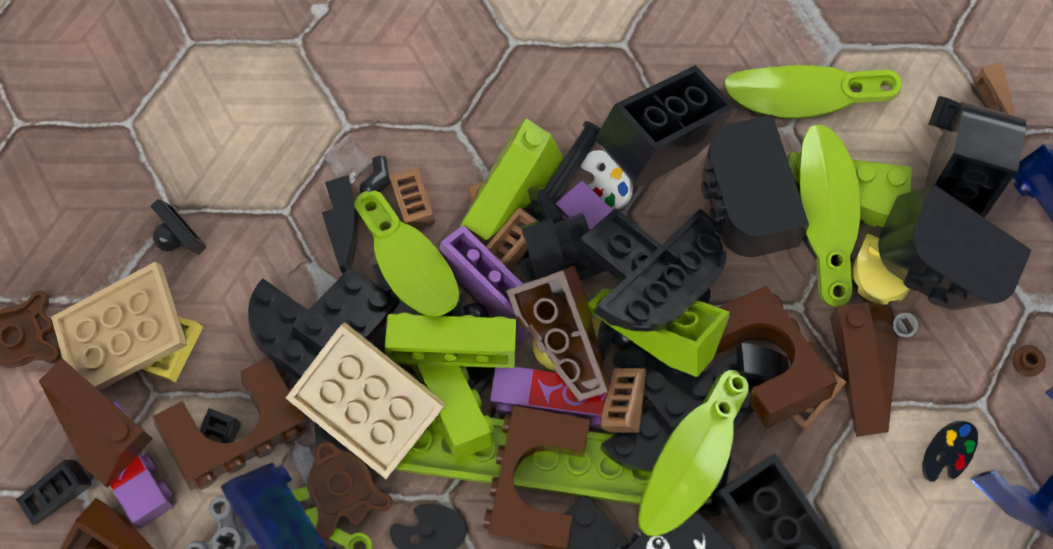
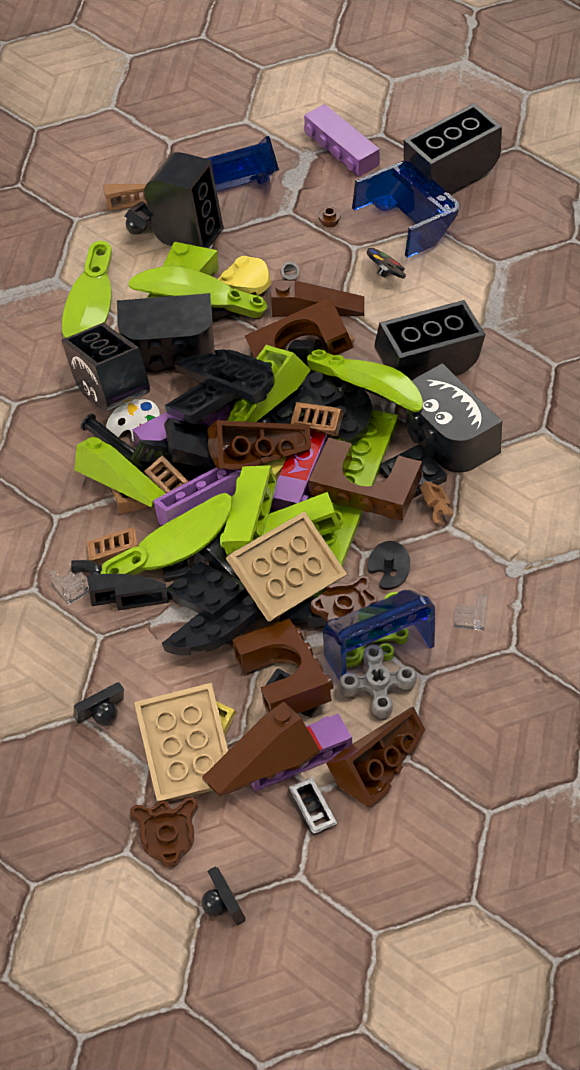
camera: 80 degrees left, 20 degrees down
(950, 251) = (245, 227): black brick -> none

